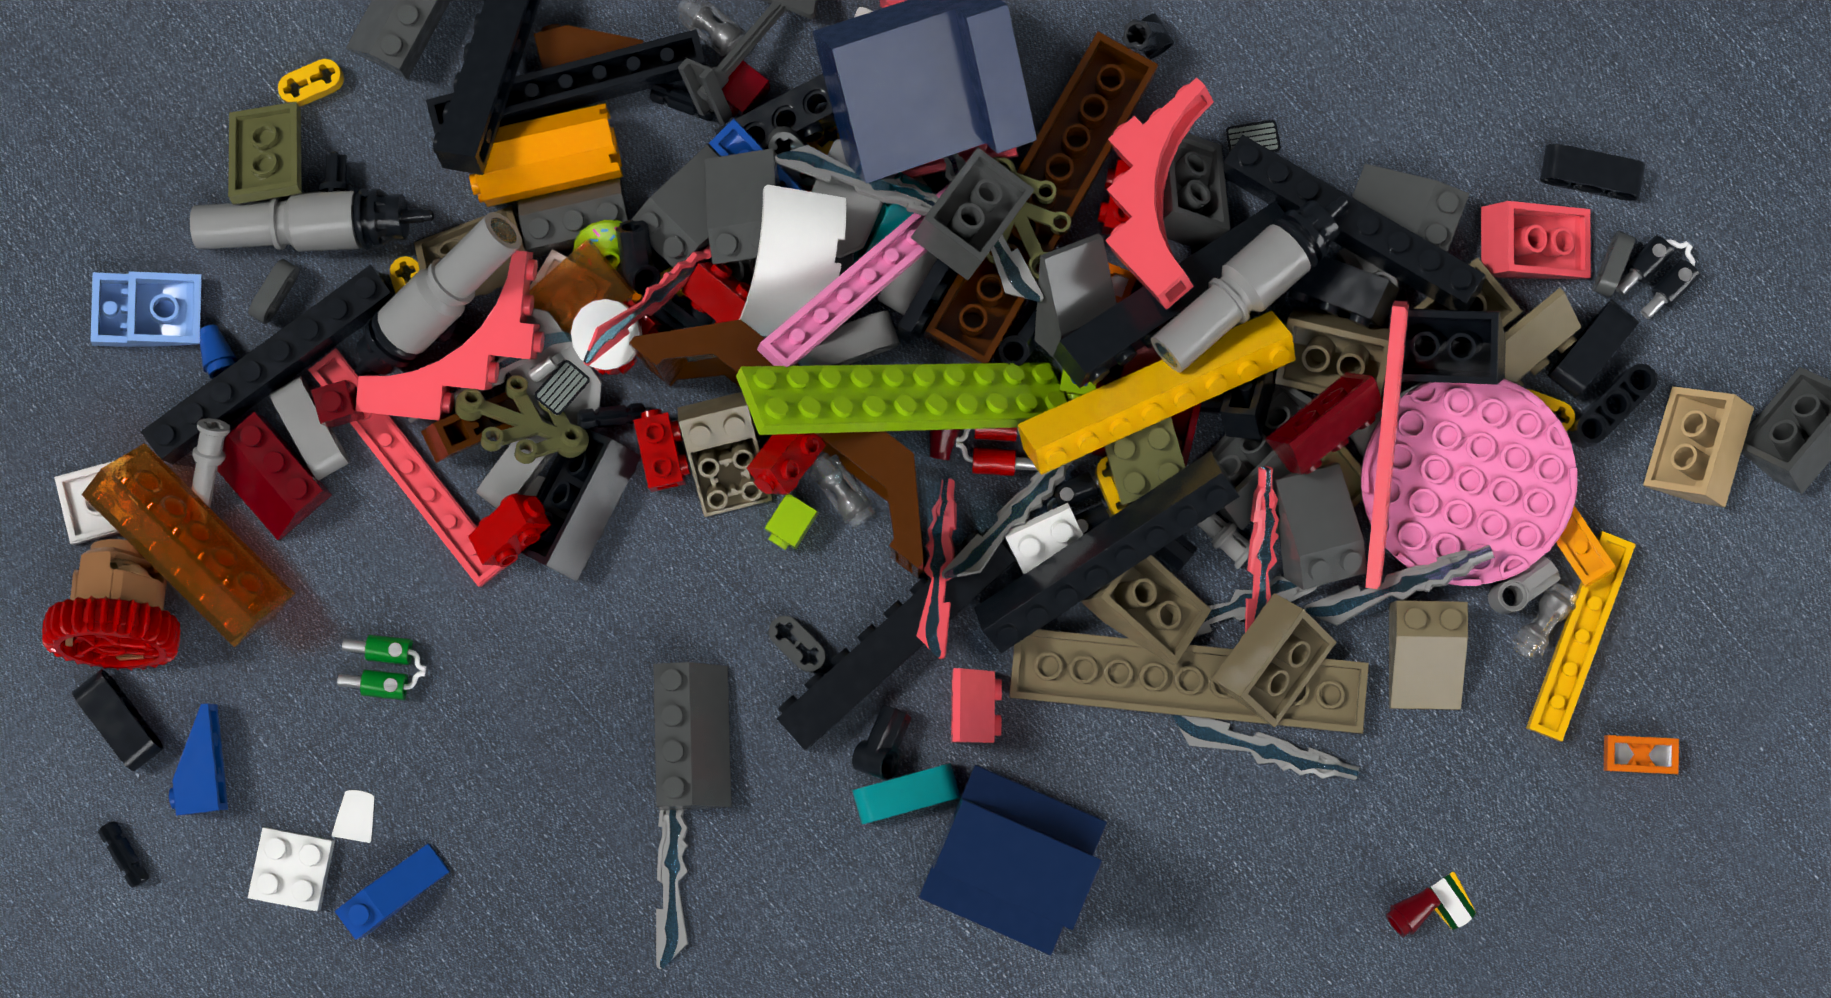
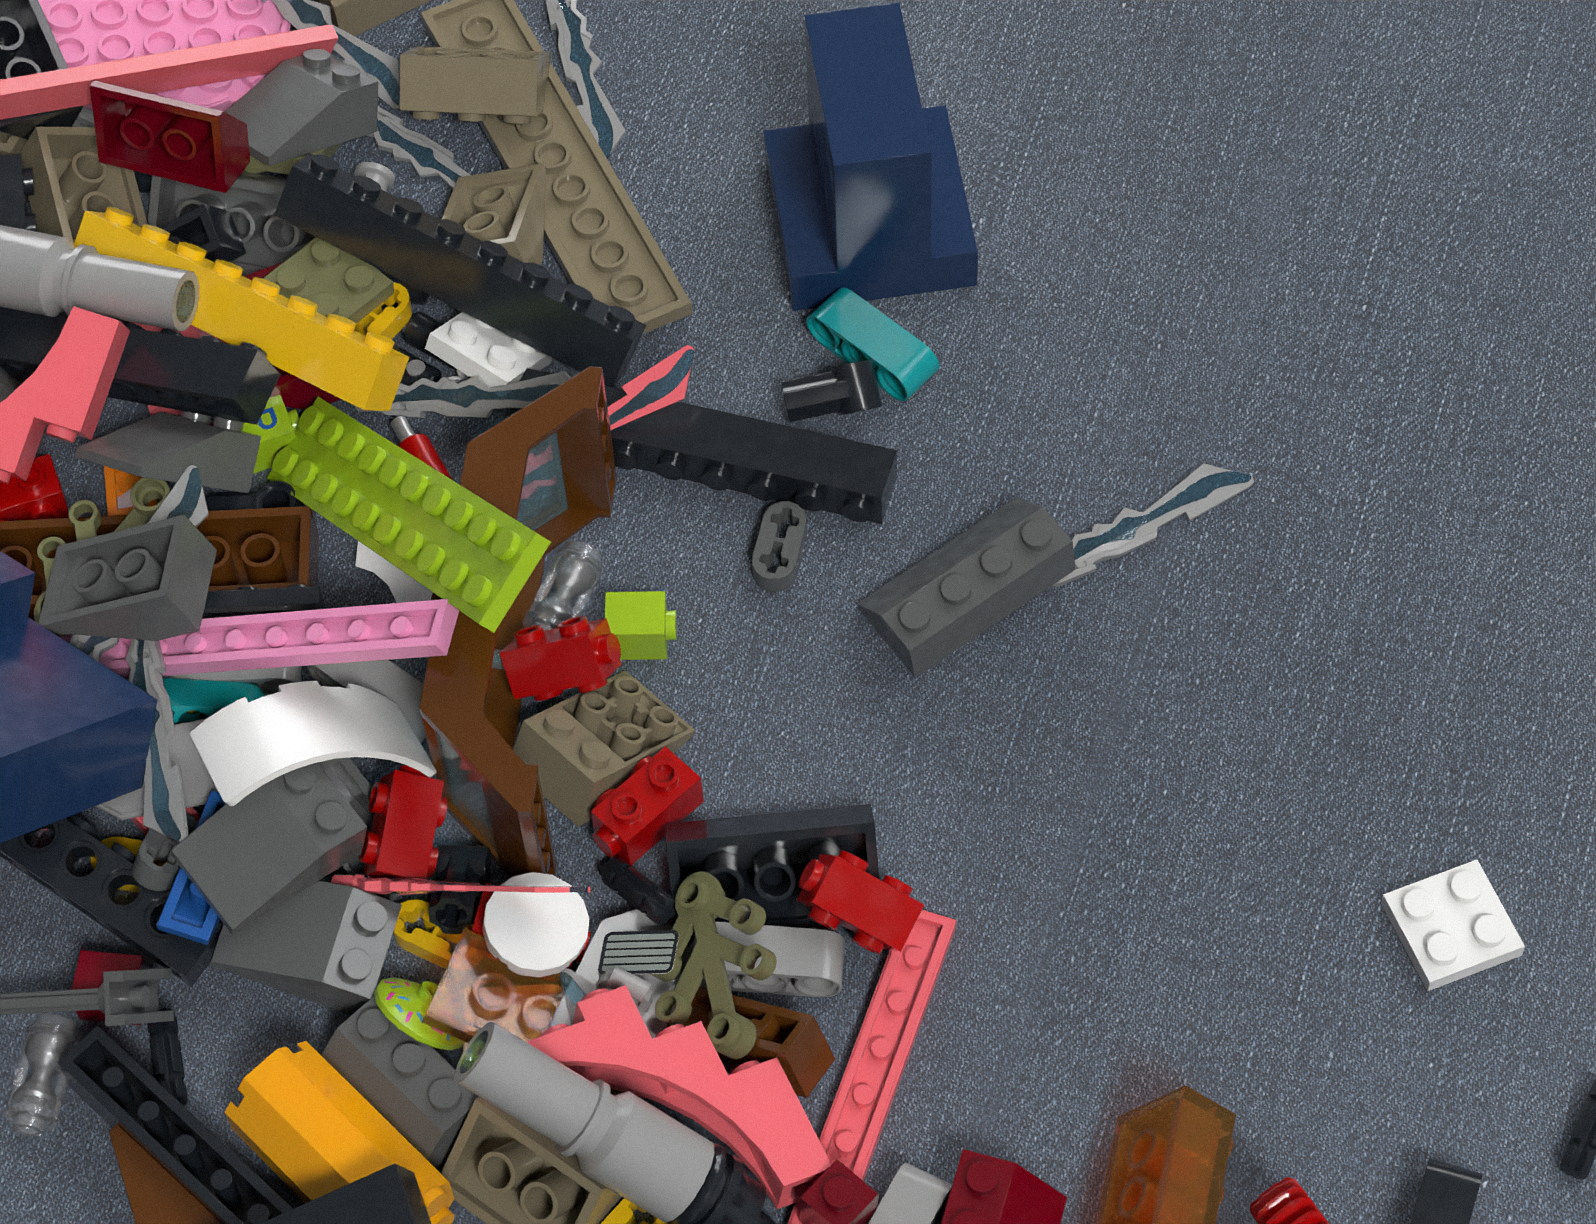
camera: 120 degrees left, 25 degrees down
(200, 774) = (1417, 1096): blue slope -> none
(355, 816) = (1335, 897): white sticker -> none
(382, 683) = (1113, 981): green piece -> none
(392, 892) = (1392, 790): blue slope -> none
(636, 256) = (409, 958): black piece -> none
(974, 706) = (732, 321): coral slope -> none
(1262, 540) = (368, 147): coral sword -> none

